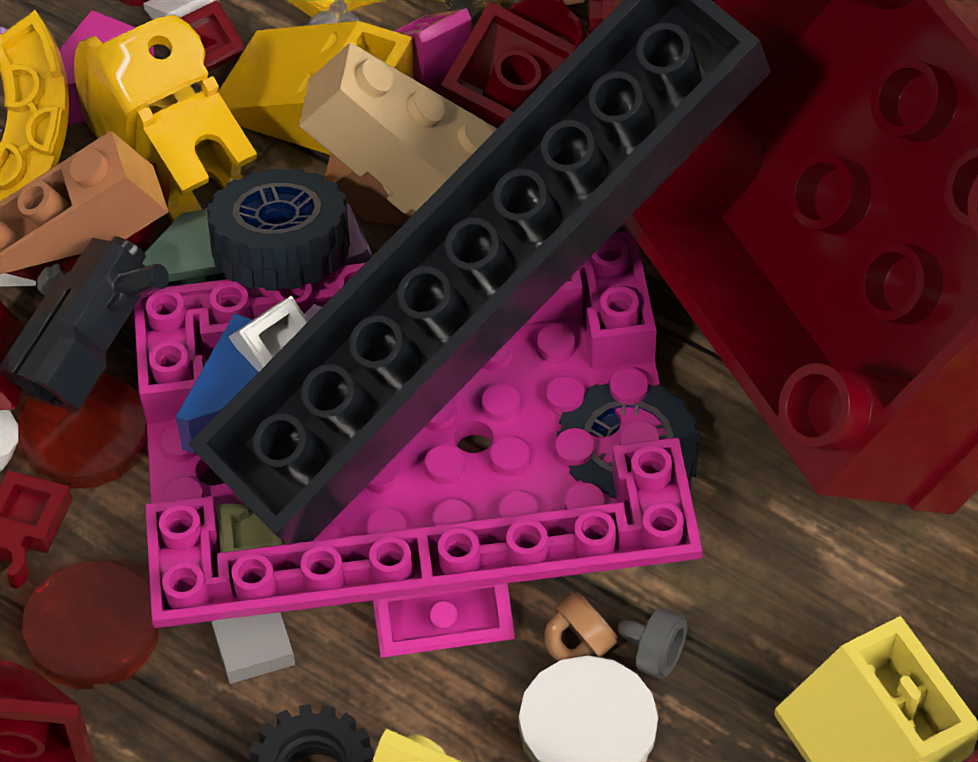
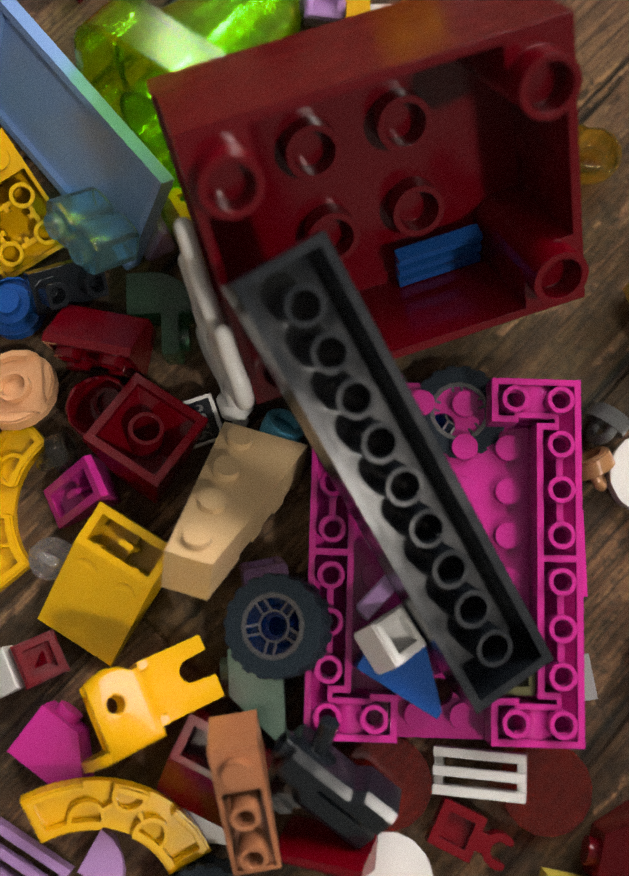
camera: 80 degrees left, 25 degrees up
(104, 496) = (479, 792): none -> white tile
(840, 336) = (437, 255): none -> blue tile

